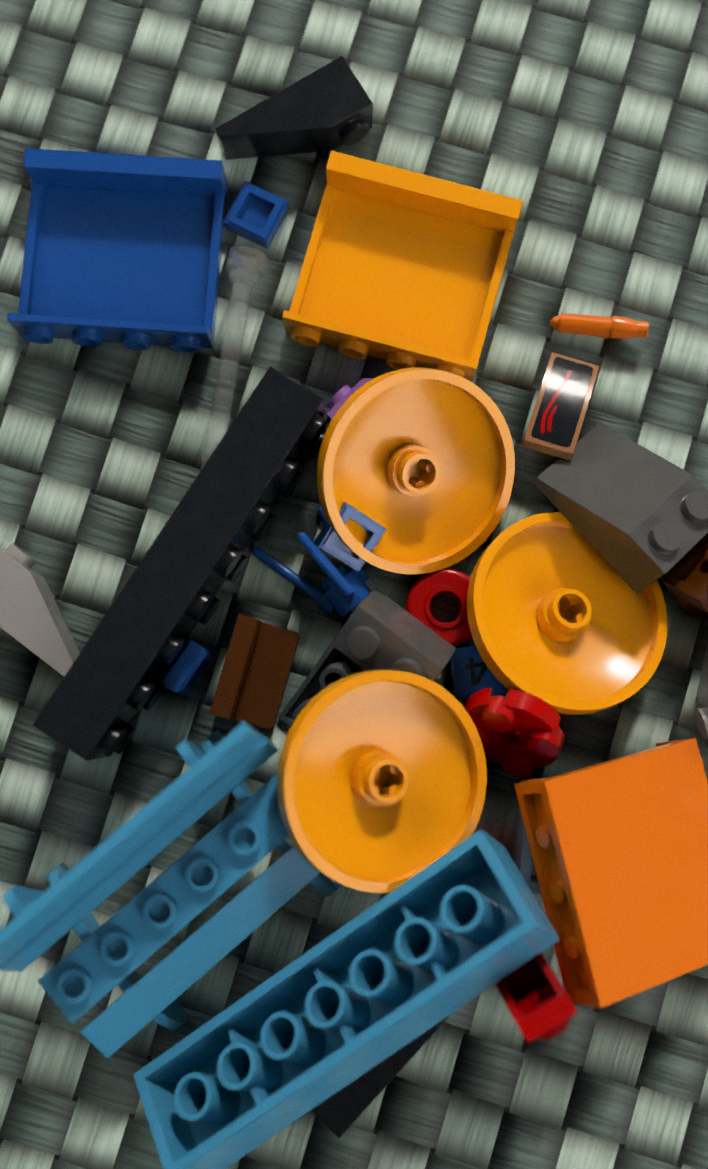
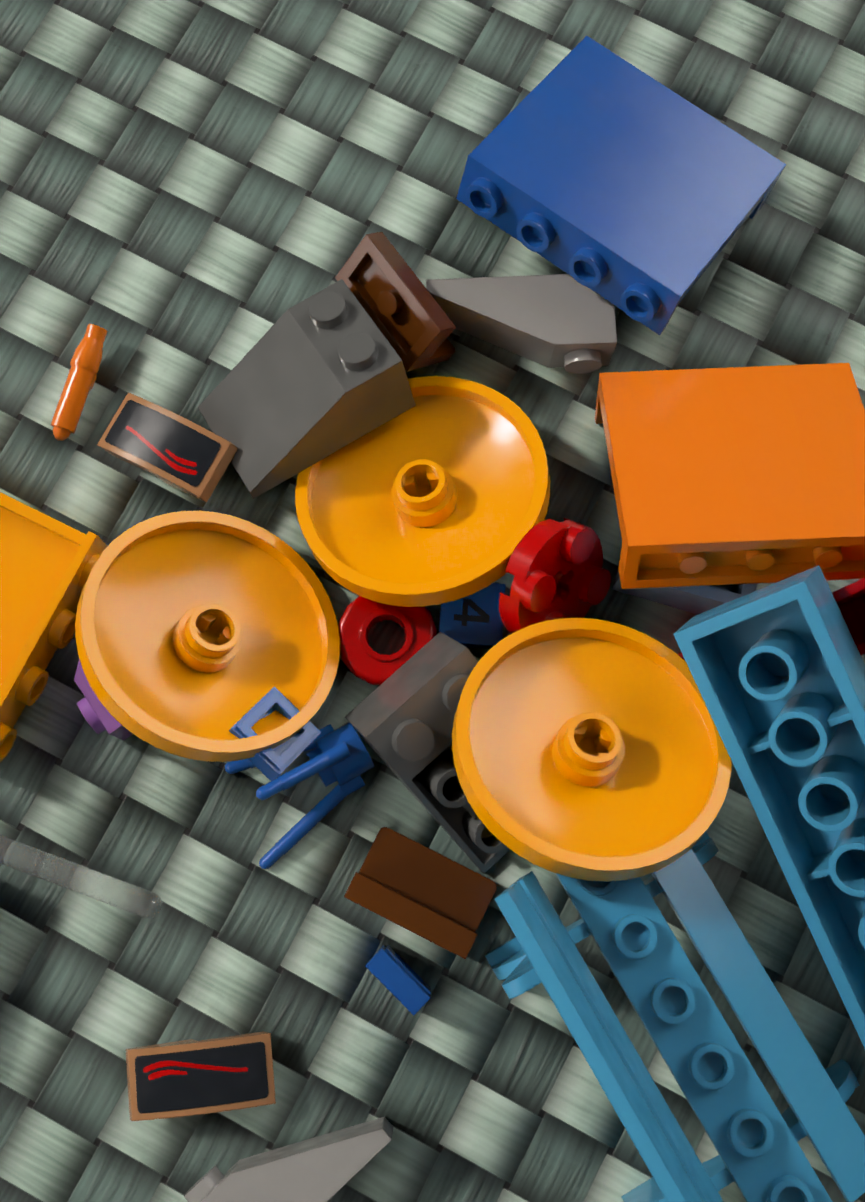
camera: 85 degrees left, 5 degrees down
(95, 536) = (200, 1076): none -> black slope
(186, 569) = (272, 959): black brick -> none

